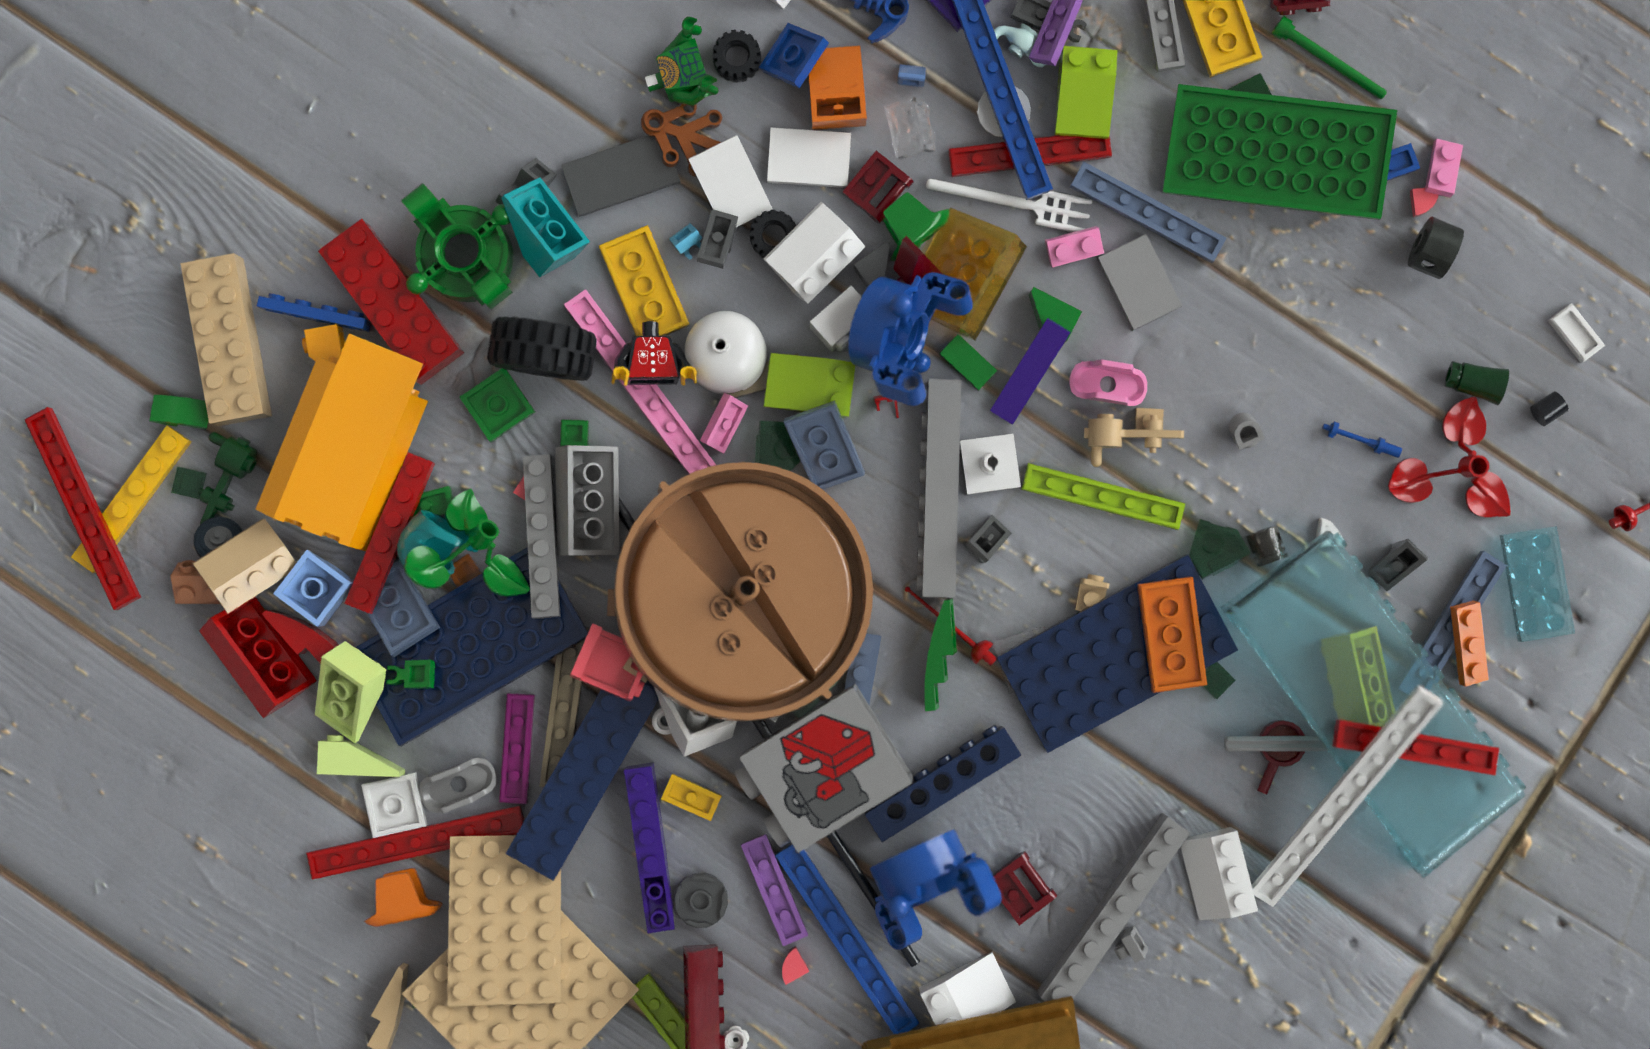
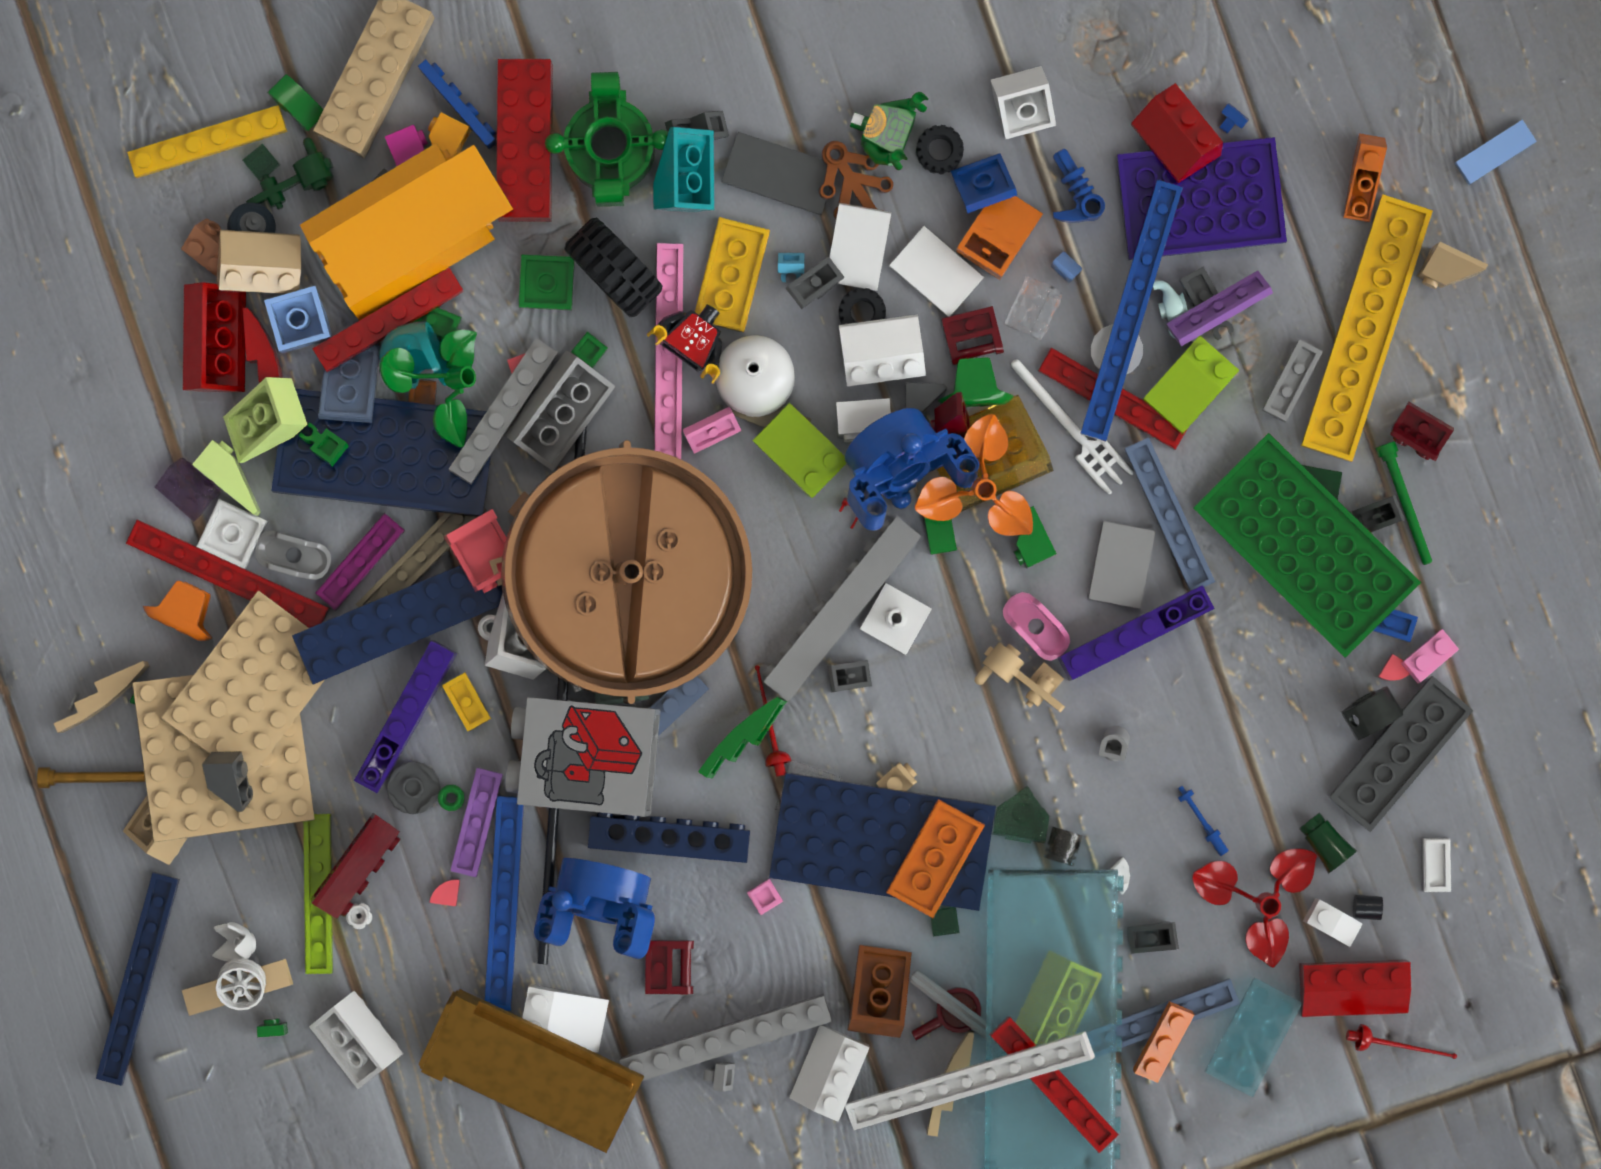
camera: 45 degrees right, 0 degrees up
(82, 508) = (165, 121): red tile -> none
(294, 376) = (406, 143): none -> dark pink slope
(329, 796) = (187, 488): none -> clear purple bracket
(541, 1014) = (228, 779): none -> dark grey slope
(735, 893) = (442, 797): none -> green plate
(775, 446) = (741, 480): clear green plate -> none
(824, 446) = (775, 507): sand blue tile -> none
(1019, 304) = (940, 496): none -> orange plant
(1030, 371) = (981, 569): dark purple tile -> none
(1055, 771) = (765, 896): none -> bright pink tile
(1074, 246) = (1091, 498): bright pink plate -> none
(1103, 496) = (965, 711): lime tile -> none
(1193, 329) = (1135, 633): none -> dark purple slope
(1208, 777) = (880, 991): none -> dark orange slope
(1316, 789) = (958, 1060): none -> tan slope
(1319, 80) = (1379, 514): none -> dark grey slope
(1481, 265) = (1400, 754): none -> dark grey plate
(1528, 442) = (1332, 922): none -> white slope
(1588, 480) = (1355, 988): none -> red slope

